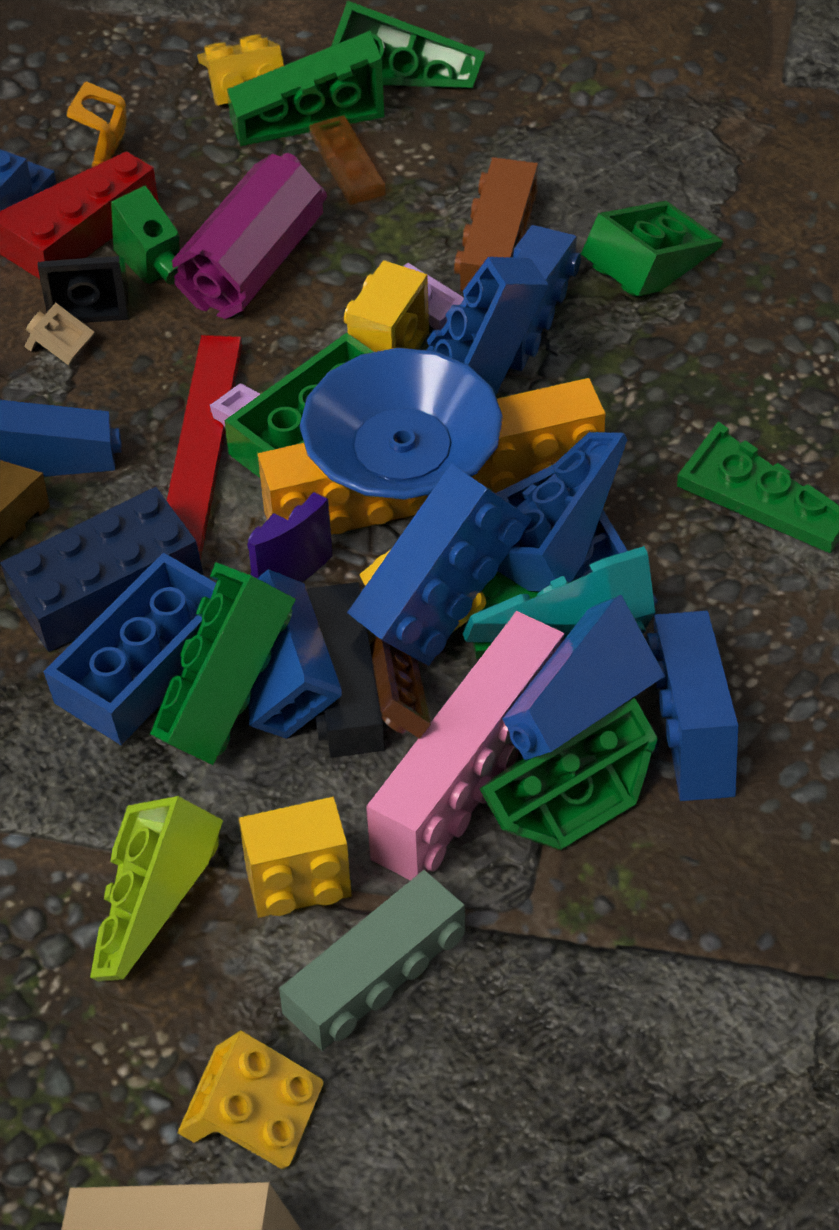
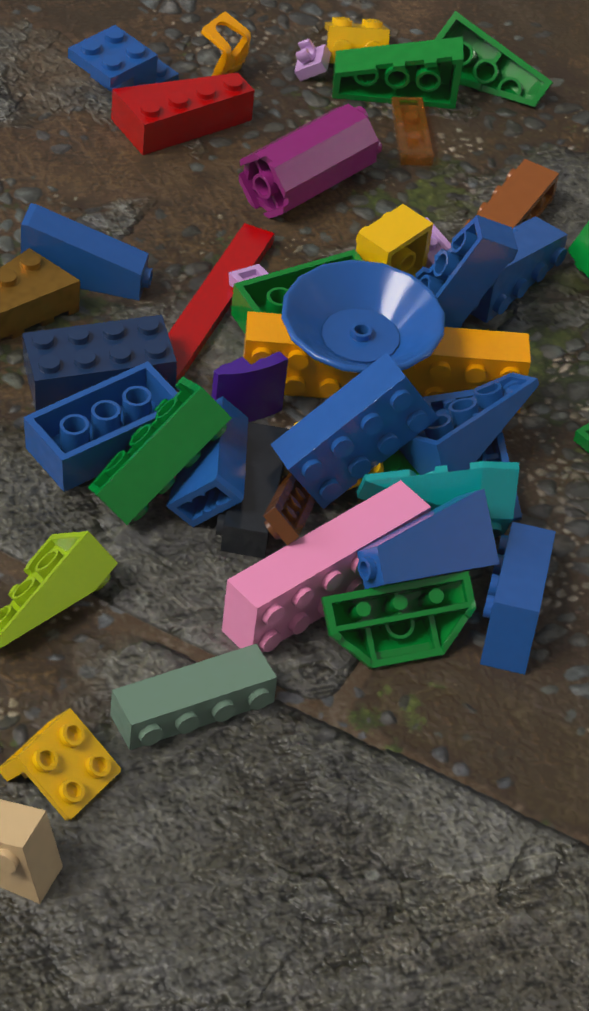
camera: 10 degrees right, 5 degrees down
(58, 333) = (134, 189): tan bracket -> none
(87, 287) = (167, 162): black slope -> none
(145, 236) = (223, 148): green torso -> none
(201, 108) = (311, 60): none -> lavender tile
(296, 857) = (161, 604): yellow brick -> none

